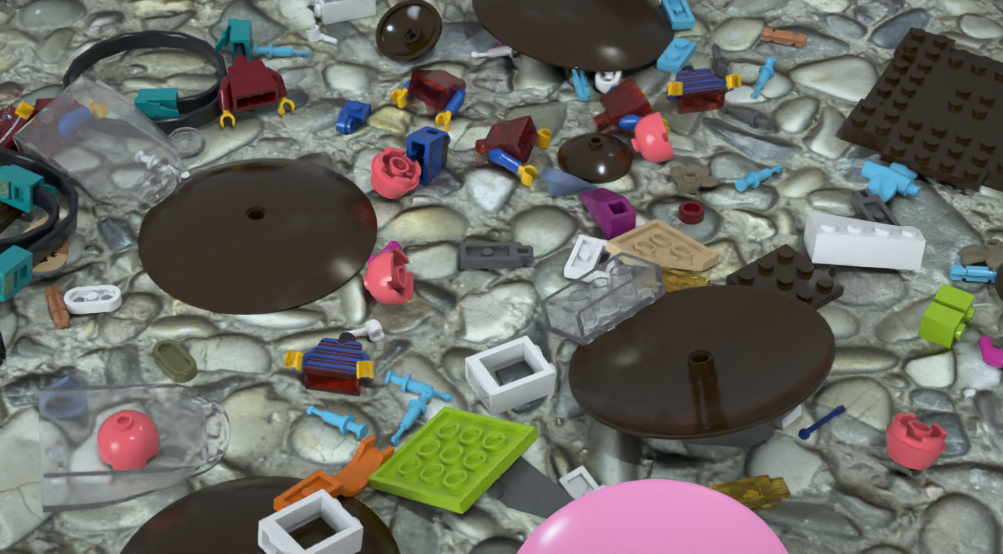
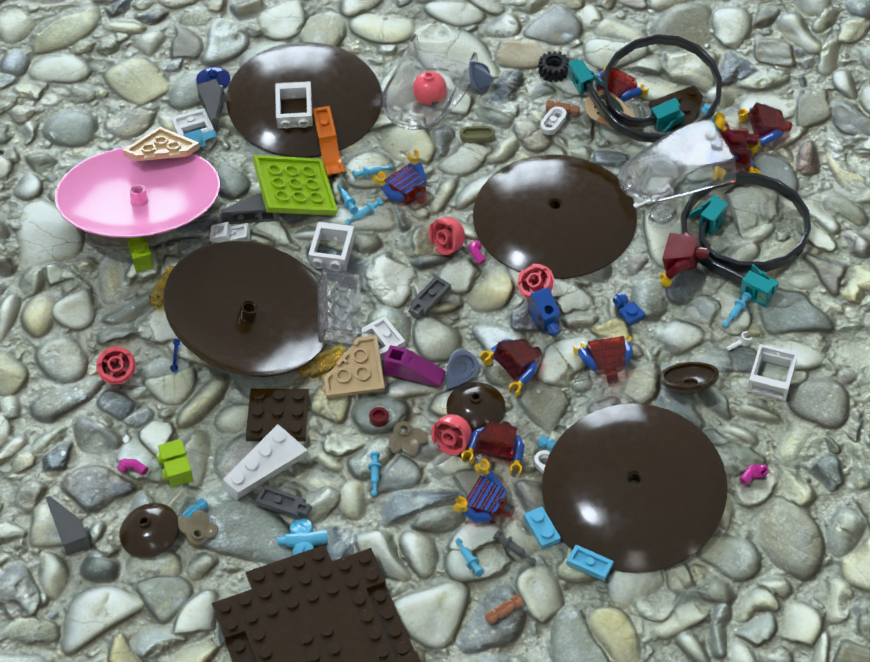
camera: 130 degrees right, 10 degrees up
(372, 329) = (422, 216): white hand -> none
(754, 119) = (434, 514): dark grey piece -> none

